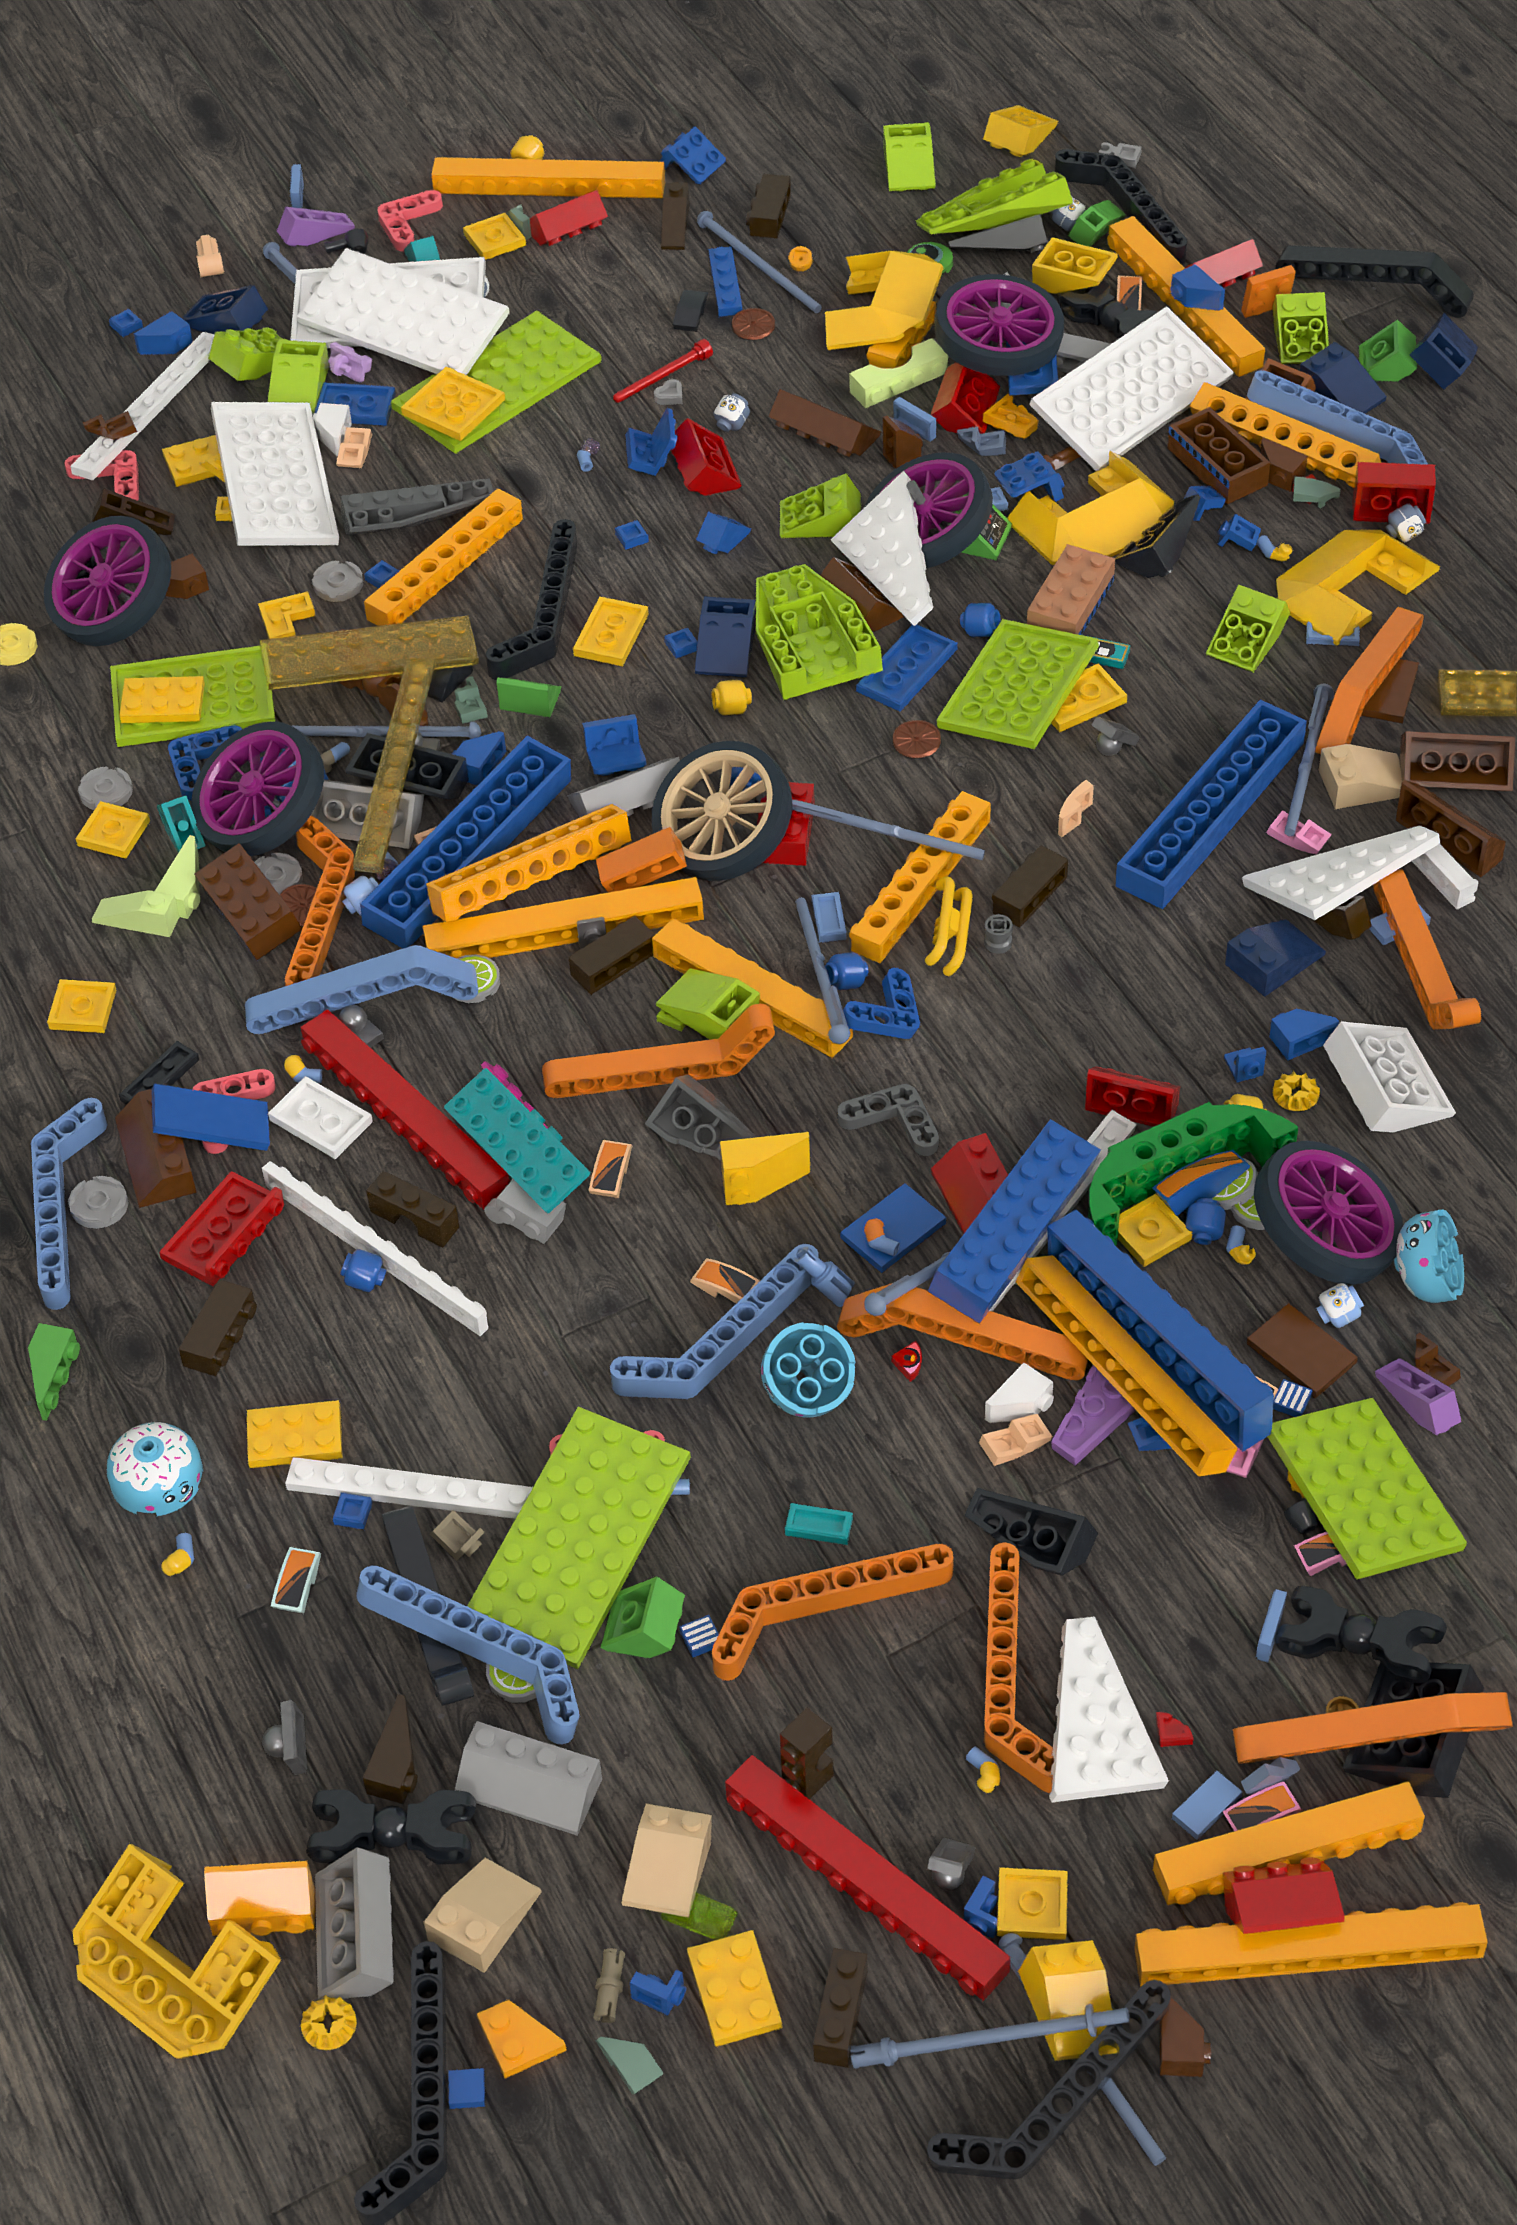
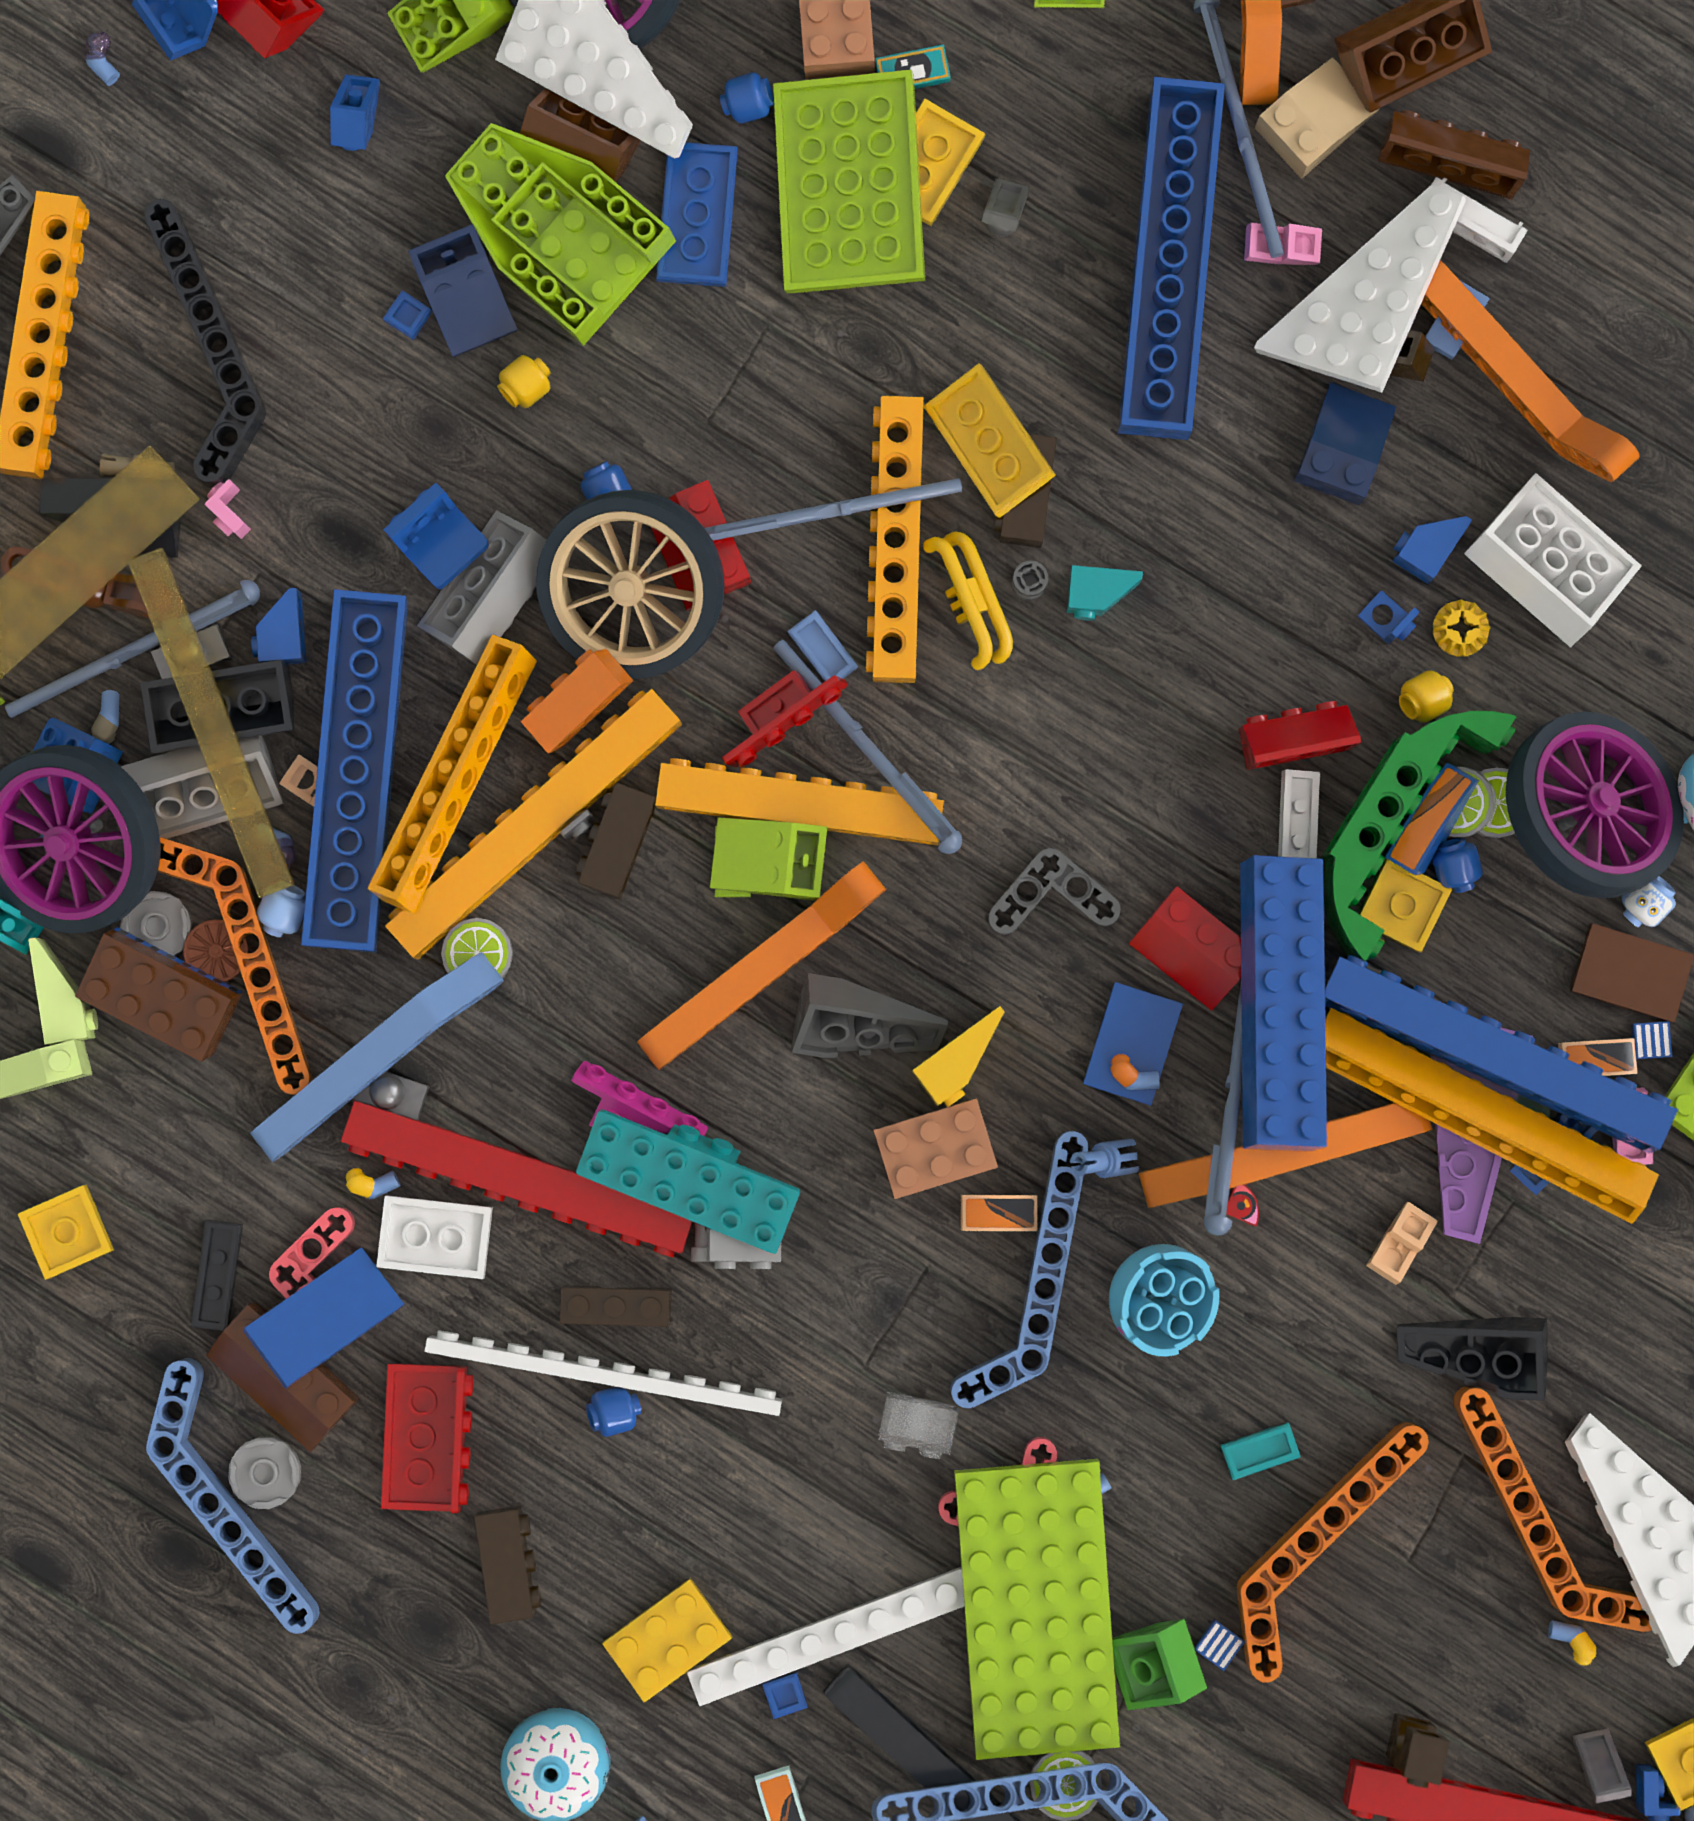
camera: 30 degrees left, 35 degrees up
(50, 1359) = (356, 1703): bright green slope -> none
(457, 1536) = (915, 1672): dark tan bracket -> none
(469, 703) = (214, 545): sand green slope -> none
(488, 687) = (226, 519): none -> bright pink bracket
(527, 696) = (277, 496): bright green slope -> none
(573, 1369) = (917, 1424): none -> clear brick
(610, 1168) = (790, 1132): slope -> none
(611, 631) = (314, 345): yellow plate -> none
(631, 534) = (239, 166): blue tile -> none
(705, 1219) = (935, 1148): none -> nougat brick
(775, 929) = (779, 709): none -> red bracket
(847, 971) = (892, 725): blue head -> none
(899, 1020) = (980, 754): blue beam -> none
(916, 739) = (772, 325): copper wheel -> none
(1020, 843) = (989, 440): none -> yellow tile
(1021, 1395) = (1383, 1193): white slope -> none
(1045, 958) = (1097, 589): none -> teal slope
(1072, 808) = (1015, 351): light nougat slope -> none
(1236, 1248) = (1503, 877): arm -> none

